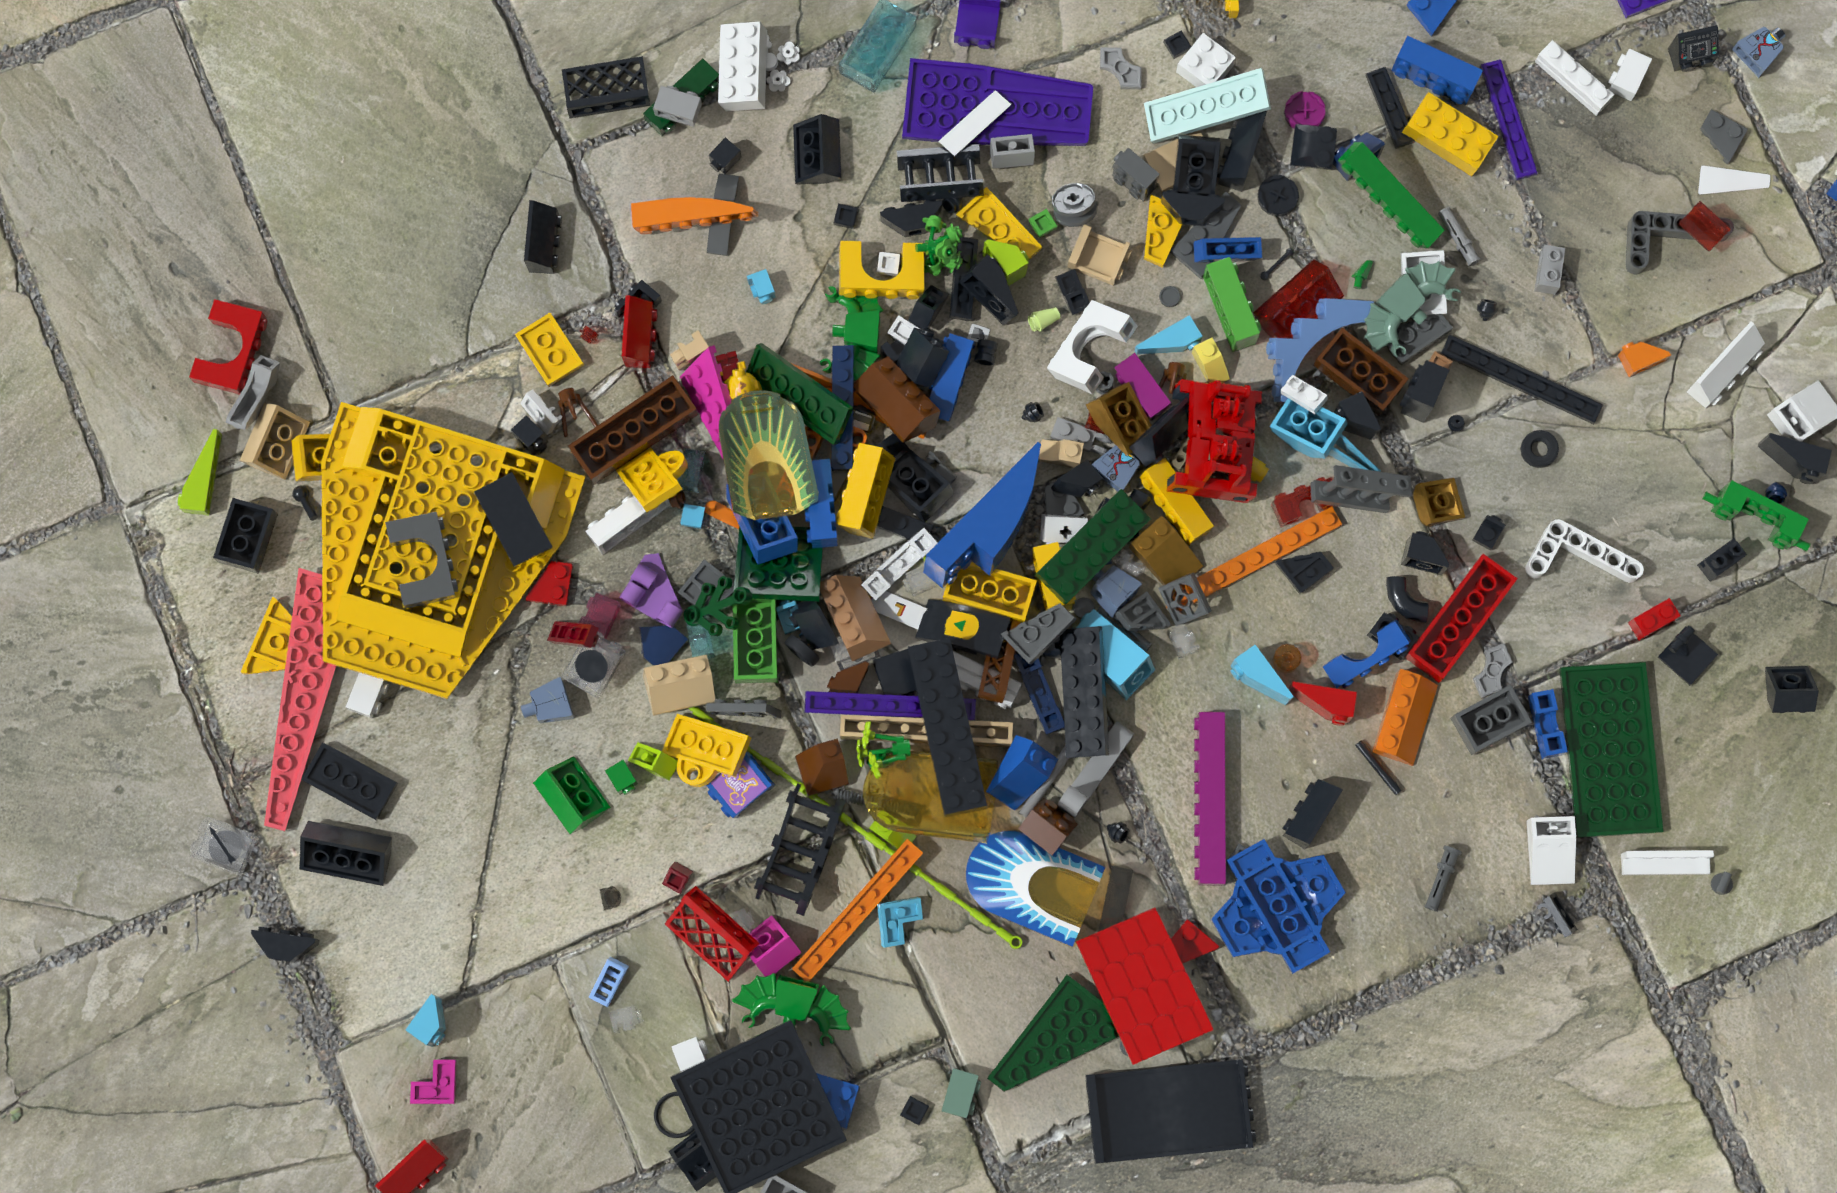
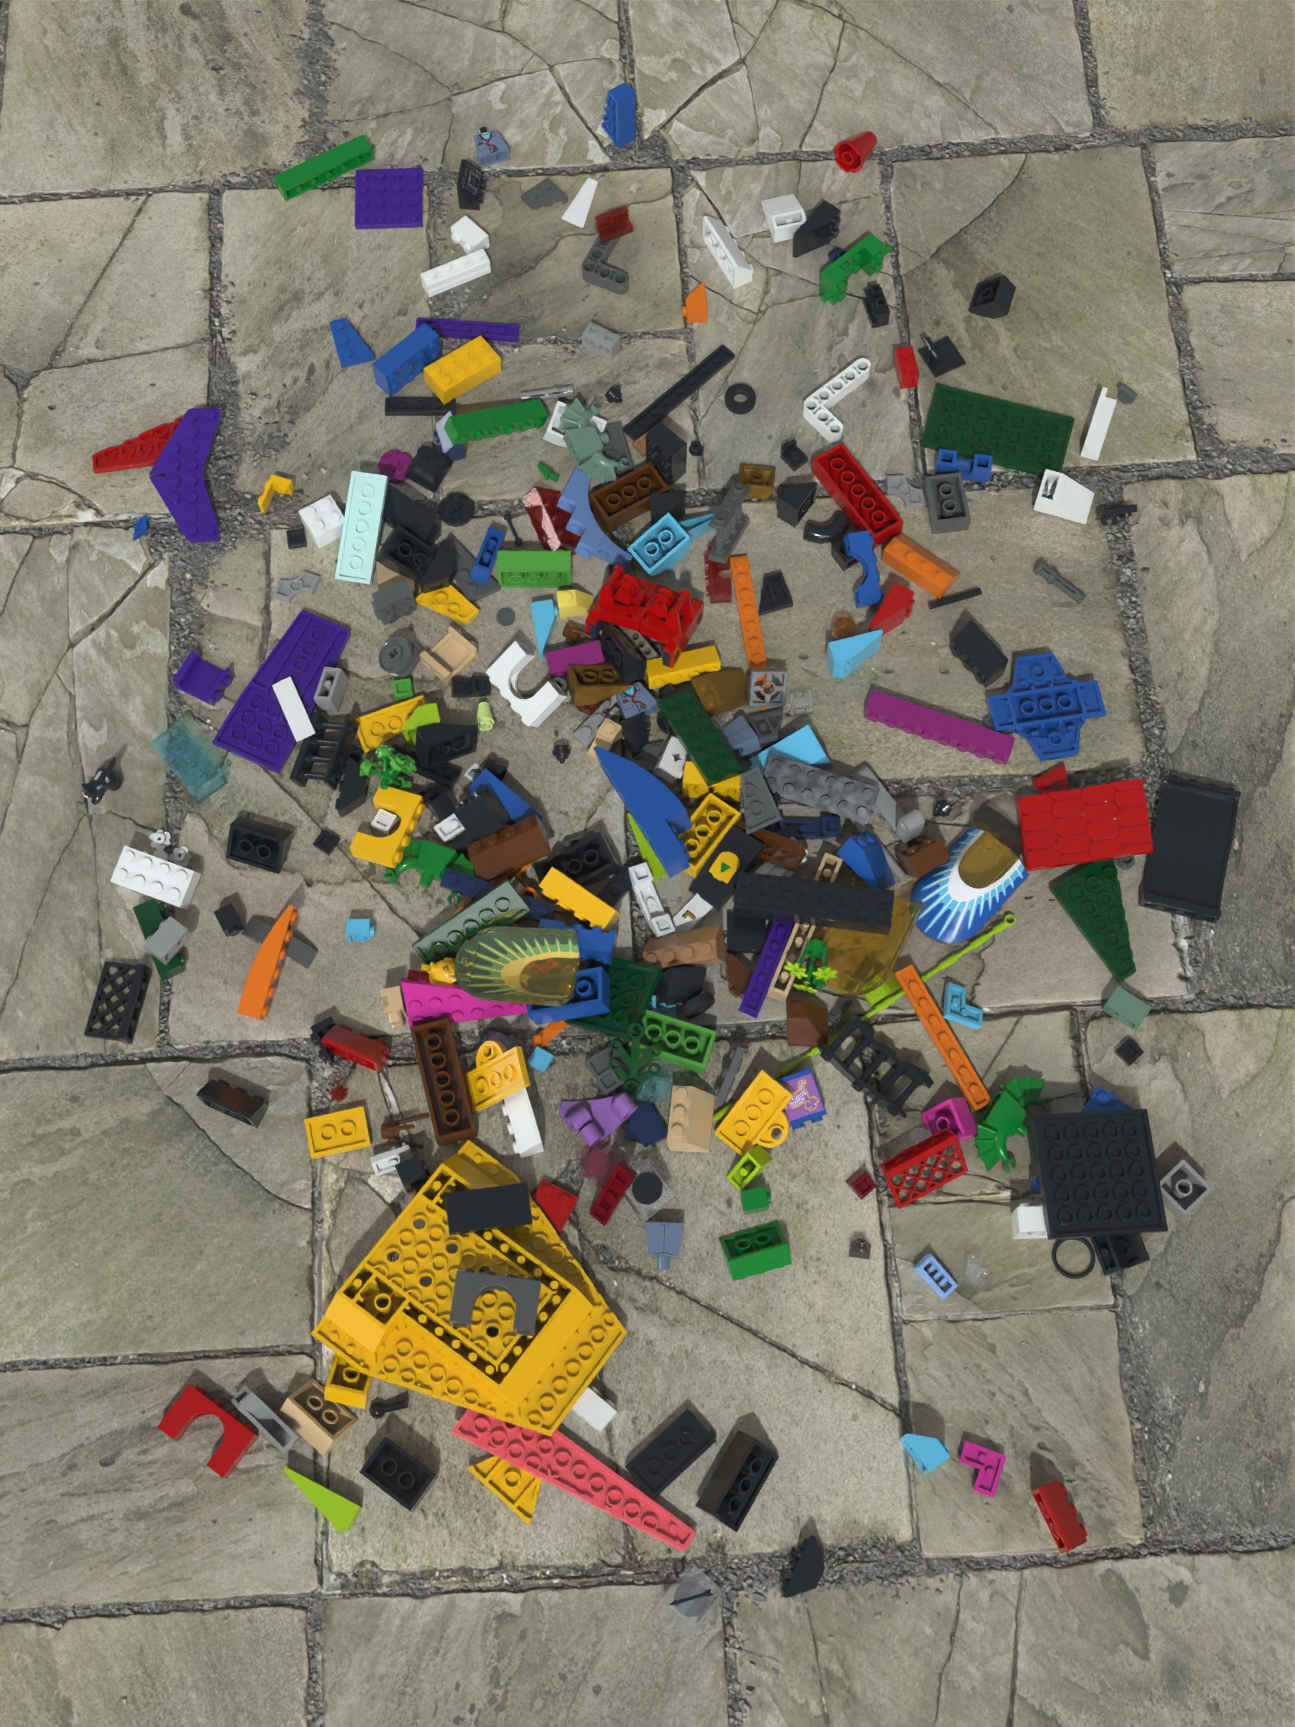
camera: 70 degrees left, 10 degrees down
(1304, 394) = (634, 538): white plate -> none

